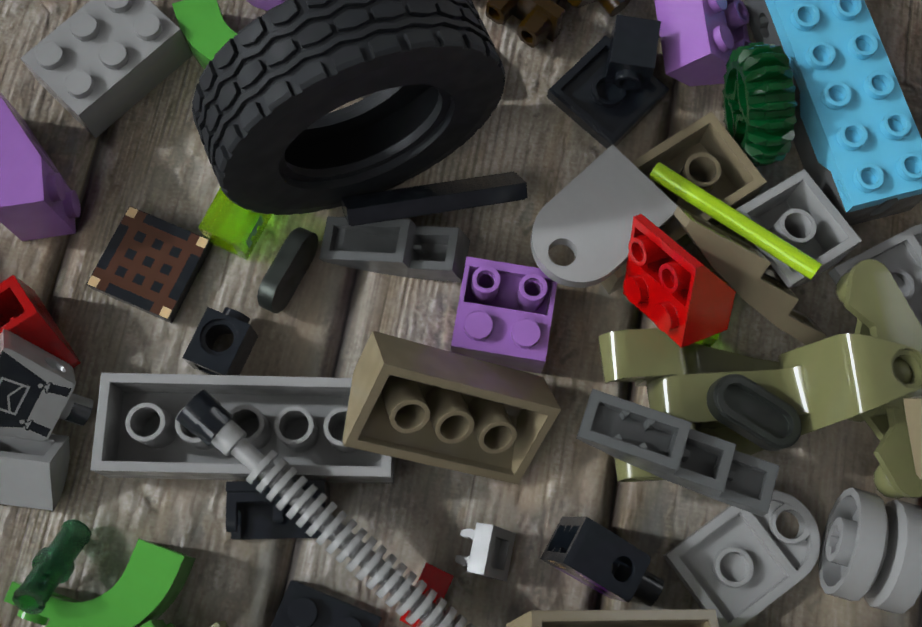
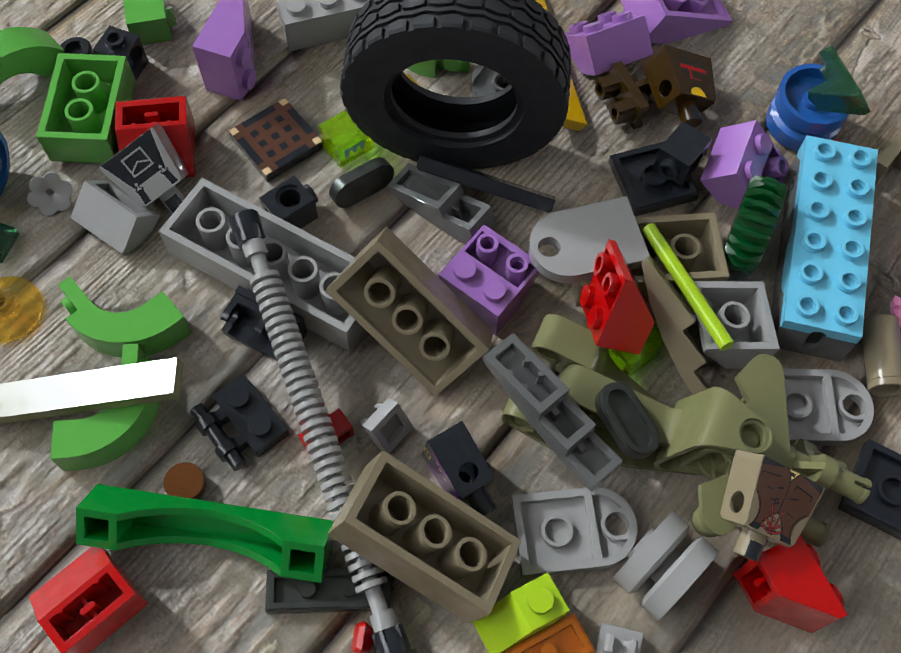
camera: 30 degrees right, 10 degrees down
(51, 567) = (99, 280): clear green pin -> none

